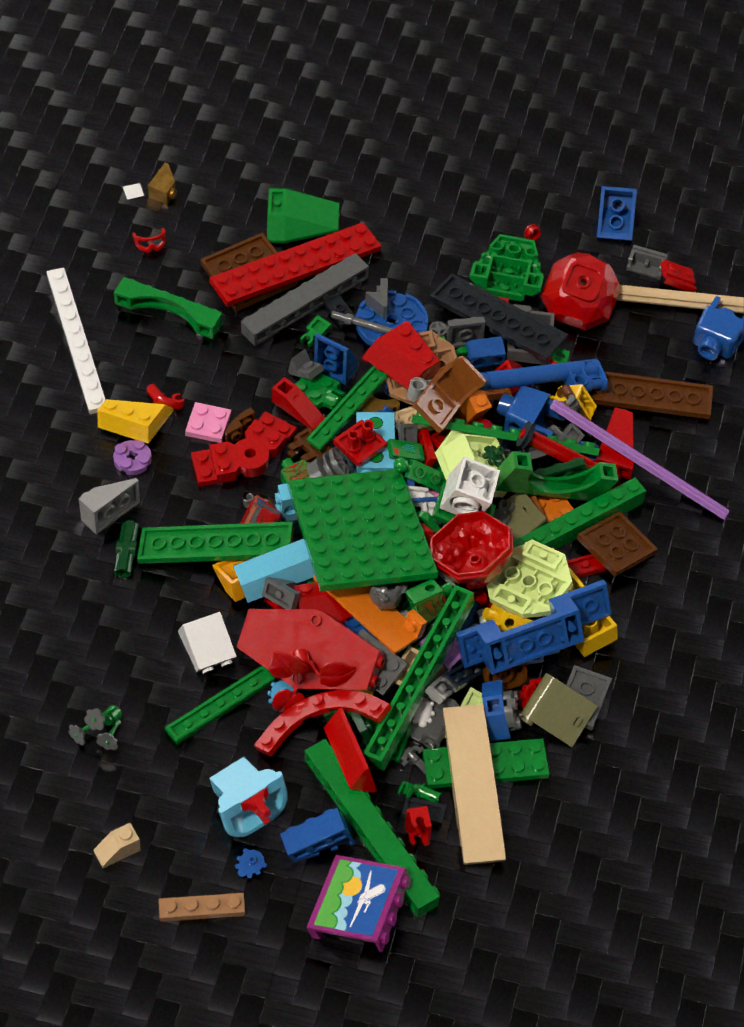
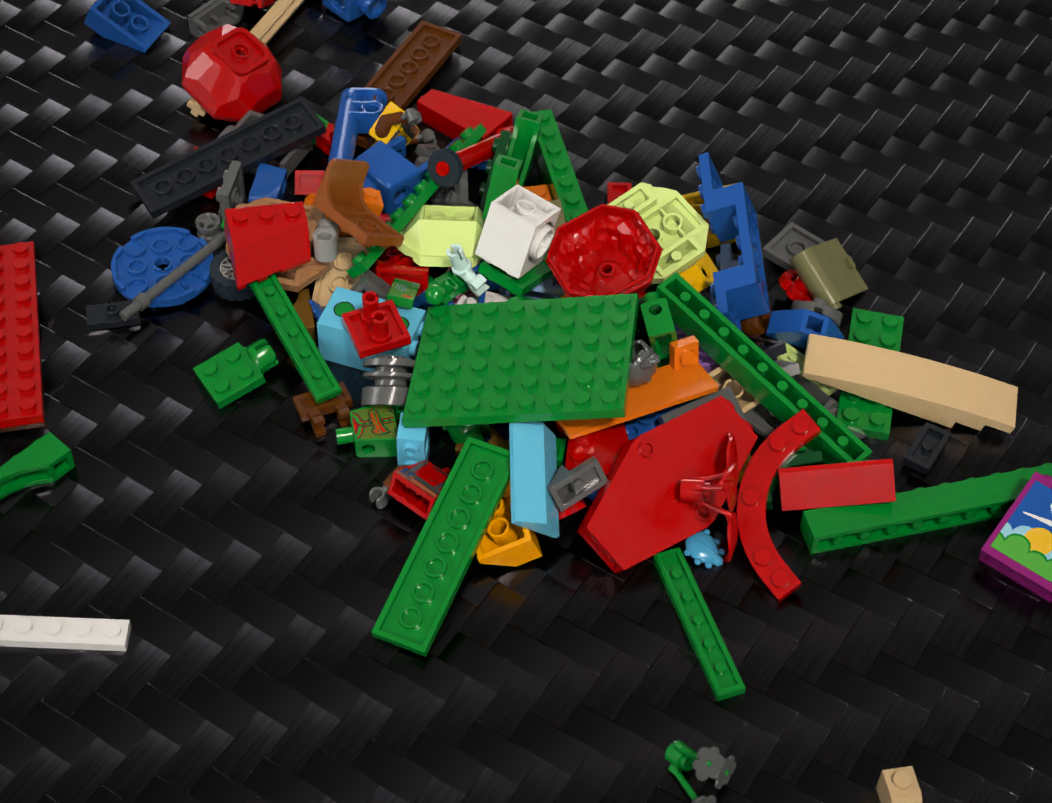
camera: 70 degrees left, 5 degrees down
(108, 503) = (321, 666): light grey slope -> none
(126, 549) = (399, 662): dark green piece -> none
(128, 448) = (232, 600): medium lavender plate -> none
(133, 419) = (177, 589): yellow wedge -> none
(160, 398) = (153, 550): red piece -> none
(201, 907) = (1015, 732): medium nougat plate -> none
(207, 643) = (599, 604): white slope -> none
(208, 422) = (220, 508): bright pink plate -> none
(226, 461) = (307, 477): red plate -> none
(235, 428) = (251, 472): reddish brown slope -> none
(248, 797) = (873, 616): medium azure piece -> none
(250, 863) = (958, 655): blue piece -> none
(296, 403) = (246, 397): red slope -> none
(304, 299) = (75, 345): dark grey brick -> none
(304, 367) = (194, 372): dark grey slope -> none
(316, 835) = (944, 563): blue wedge -> none
(317, 325) = (133, 343): green plate -> none
(335, 358) = (203, 331): blue slope -> none
(378, 300) = (131, 258): dark grey slope -> none
(418, 824) = (958, 451): red hinge -> none
(420, 791) = (899, 441): green piece -> none
(439, 475) = (463, 267): none -> light aqua piece
(494, 455) = (455, 208): dark green plant -> none
(509, 268) = (154, 129): green wedge -> none
(532, 232) = (104, 99): red plate -> none
(617, 543) = (608, 162): reddish brown plate -> none
(639, 459) = (499, 102): medium lavender axle -> none

